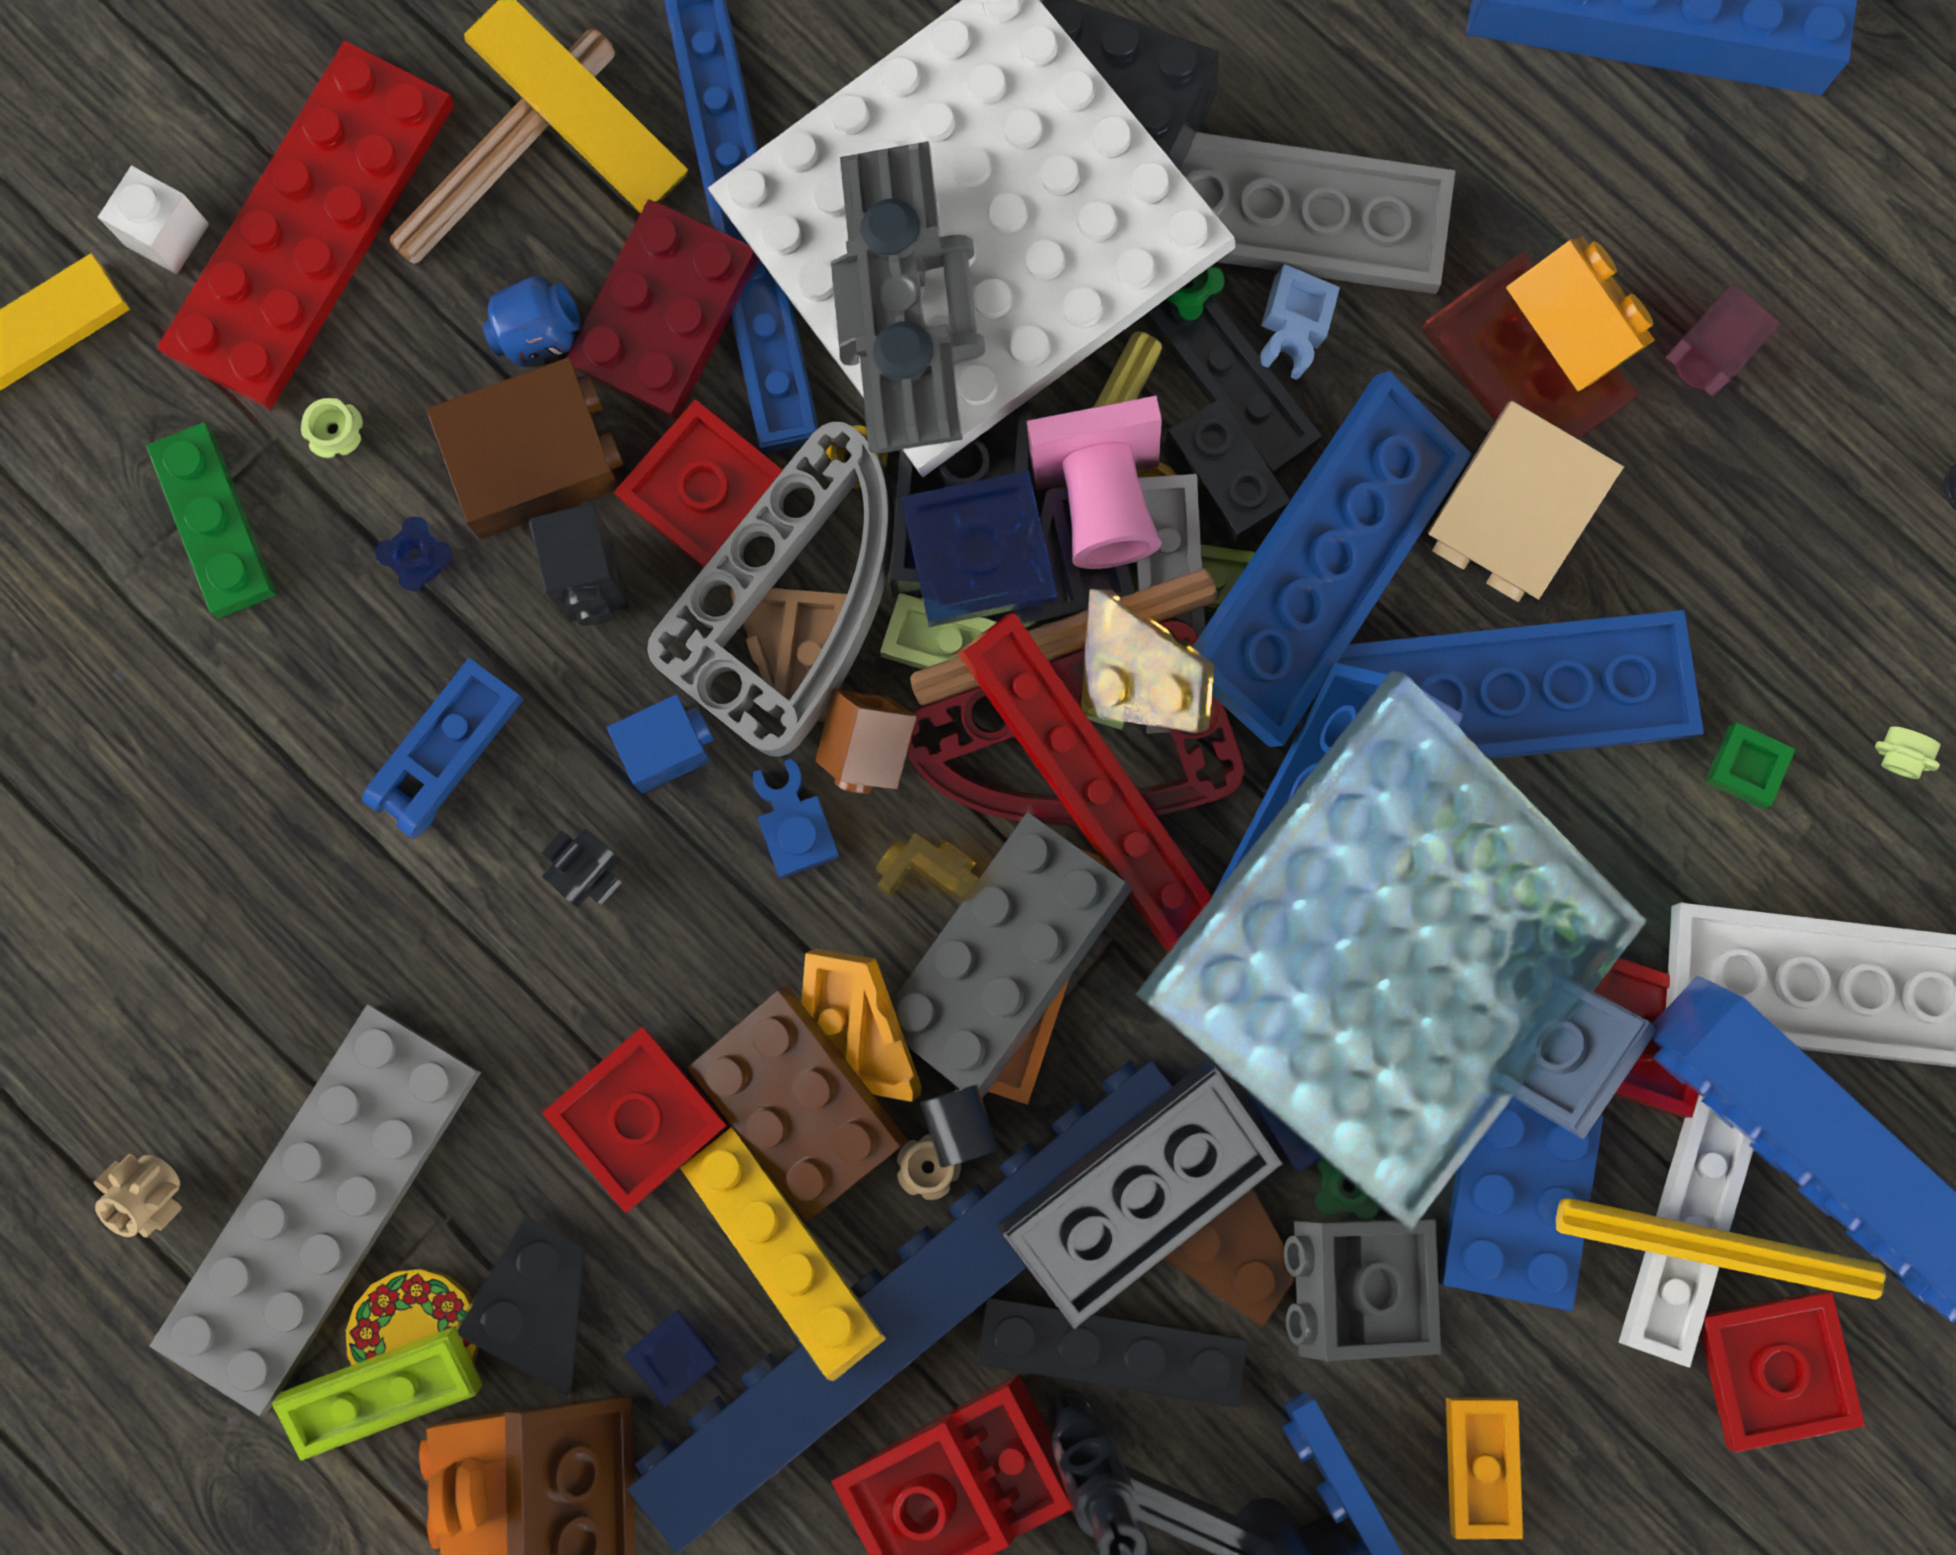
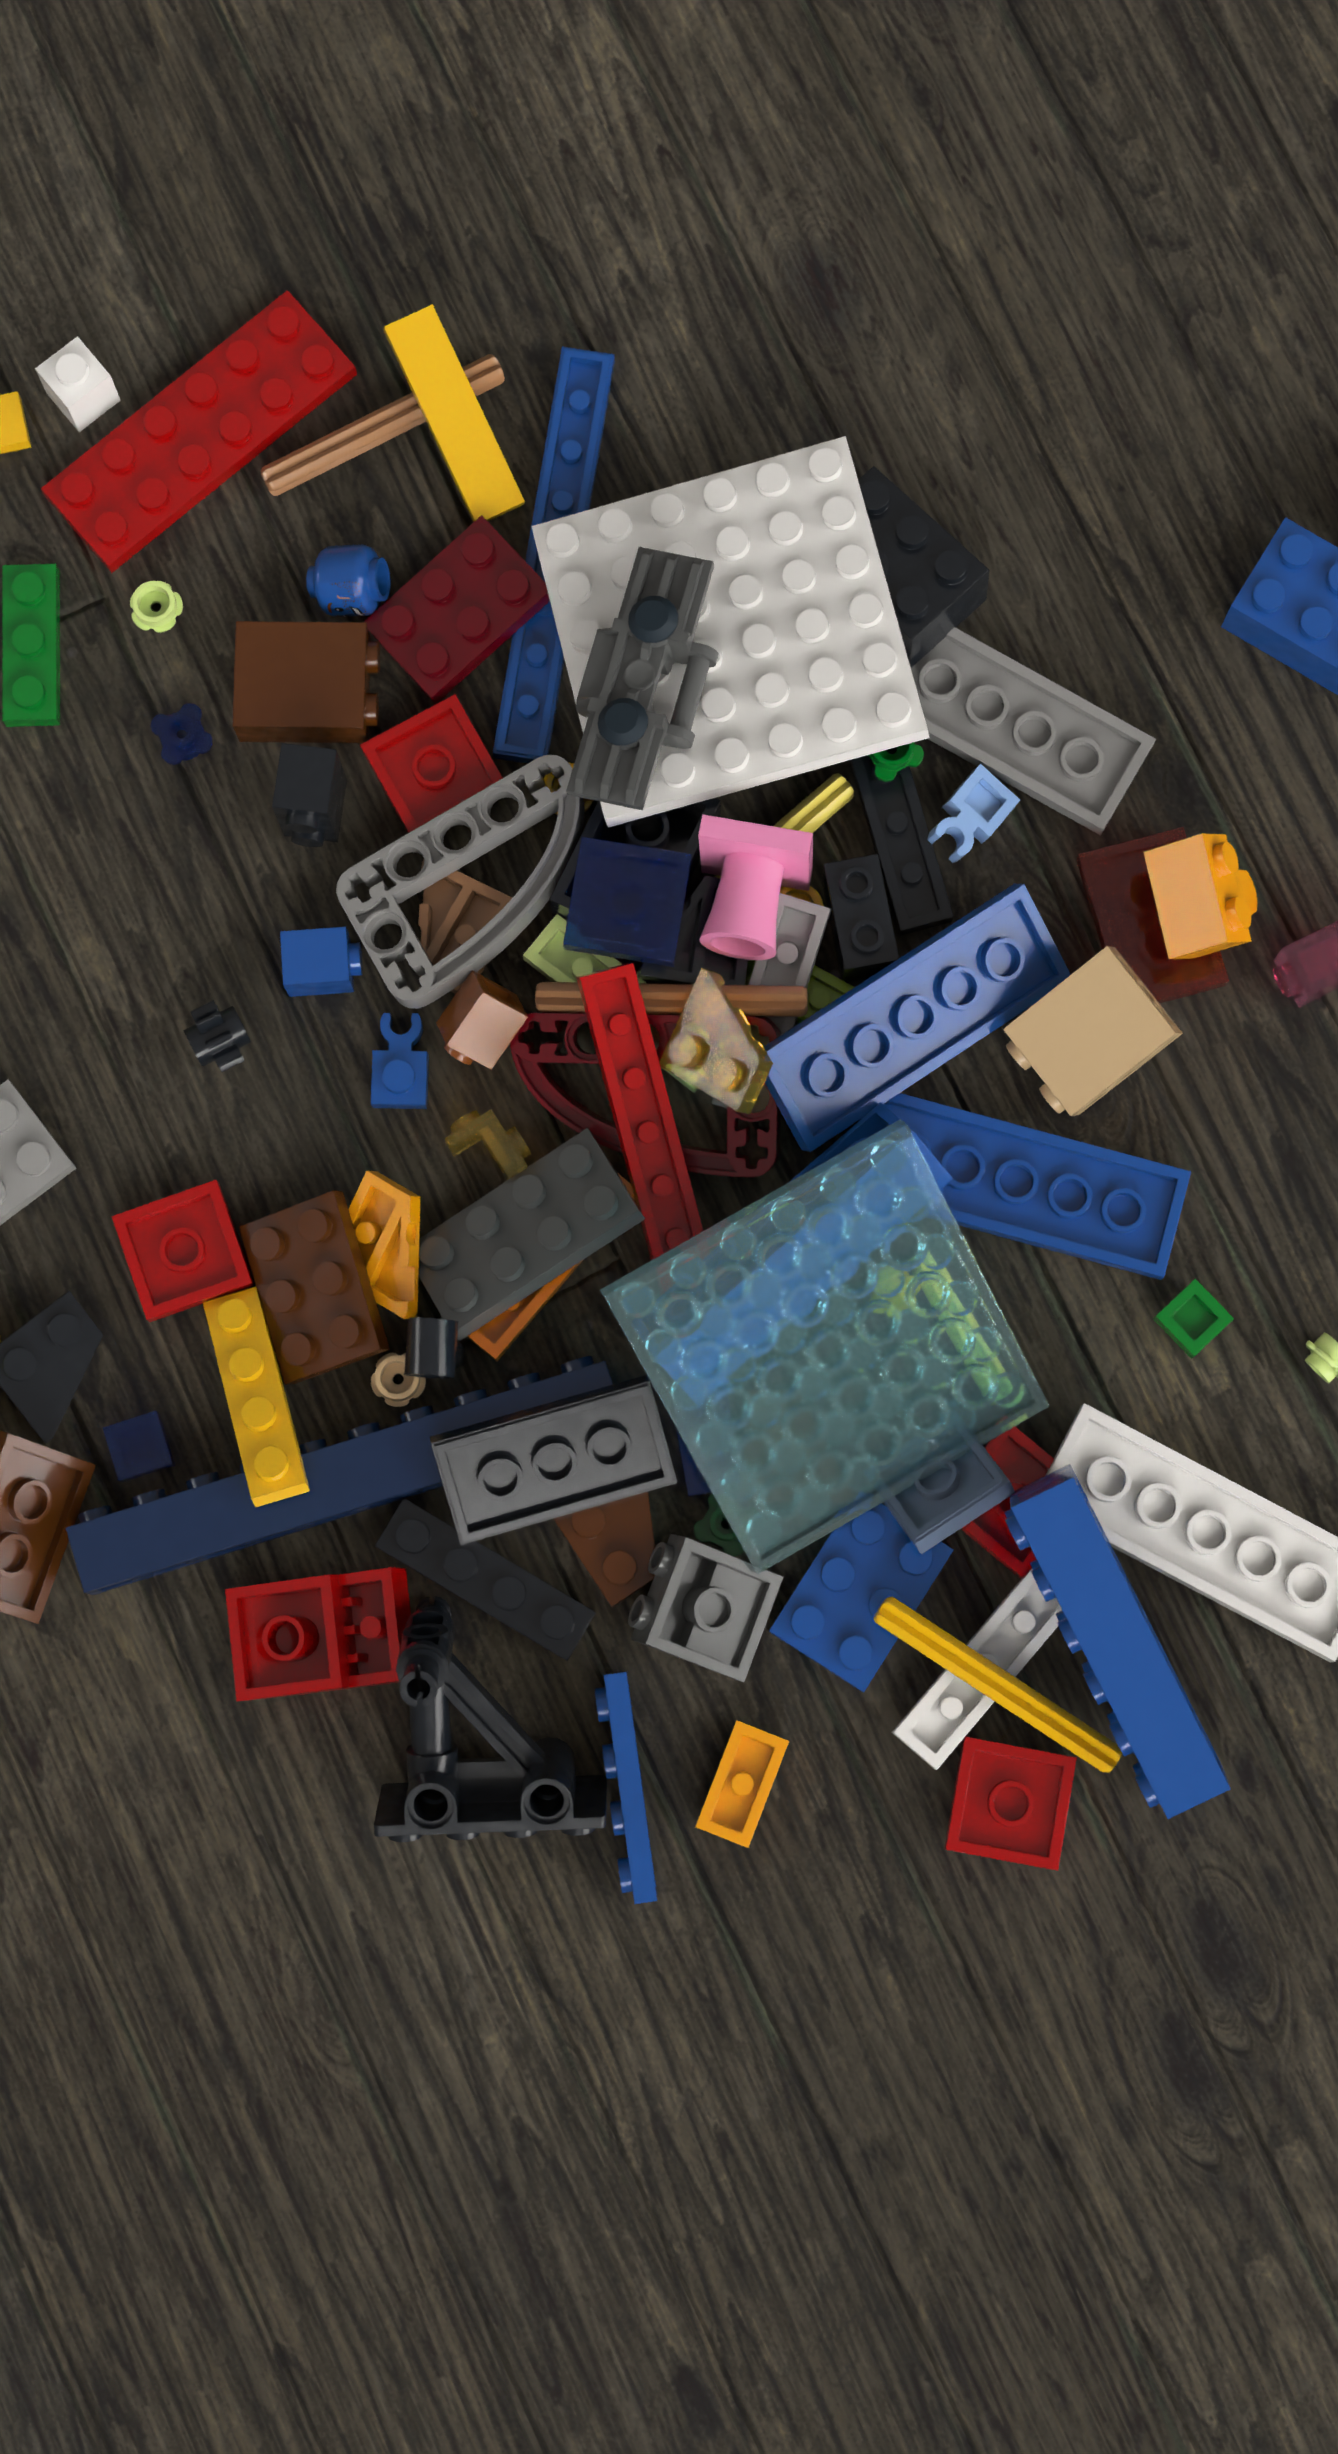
camera: 25 degrees right, 0 degrees up
(442, 747) = (145, 898): blue plate -> none

